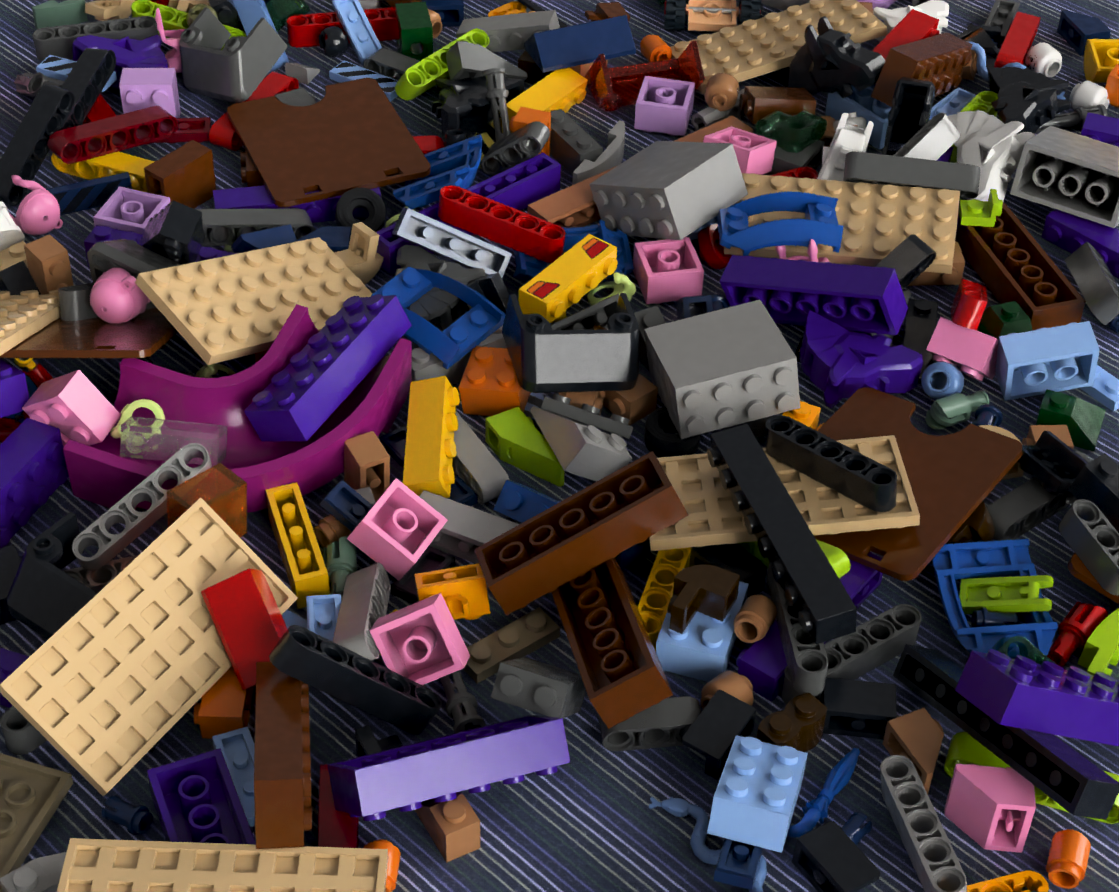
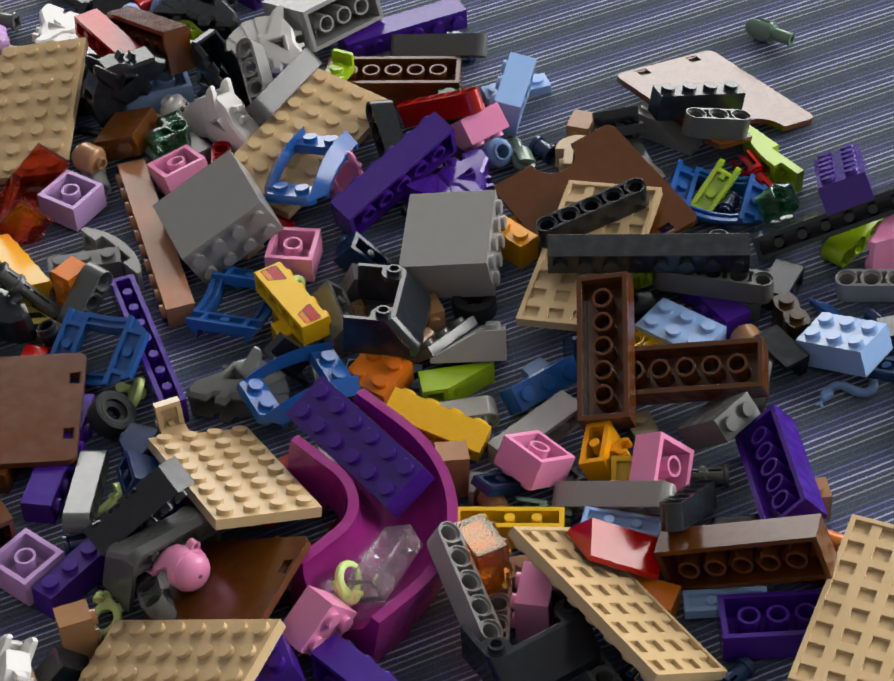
camera: 65 degrees left, 0 degrees up
(450, 242) = (206, 359): brick -> none
(501, 223) = (204, 321): red beam -> none
(704, 590) = (681, 314): dark brown brick -> none
(754, 618) = (700, 301): medium nougat brick -> none
(917, 738) = (821, 268): medium nougat slope -> none
(1080, 416) = (551, 113): dark green slope -> none

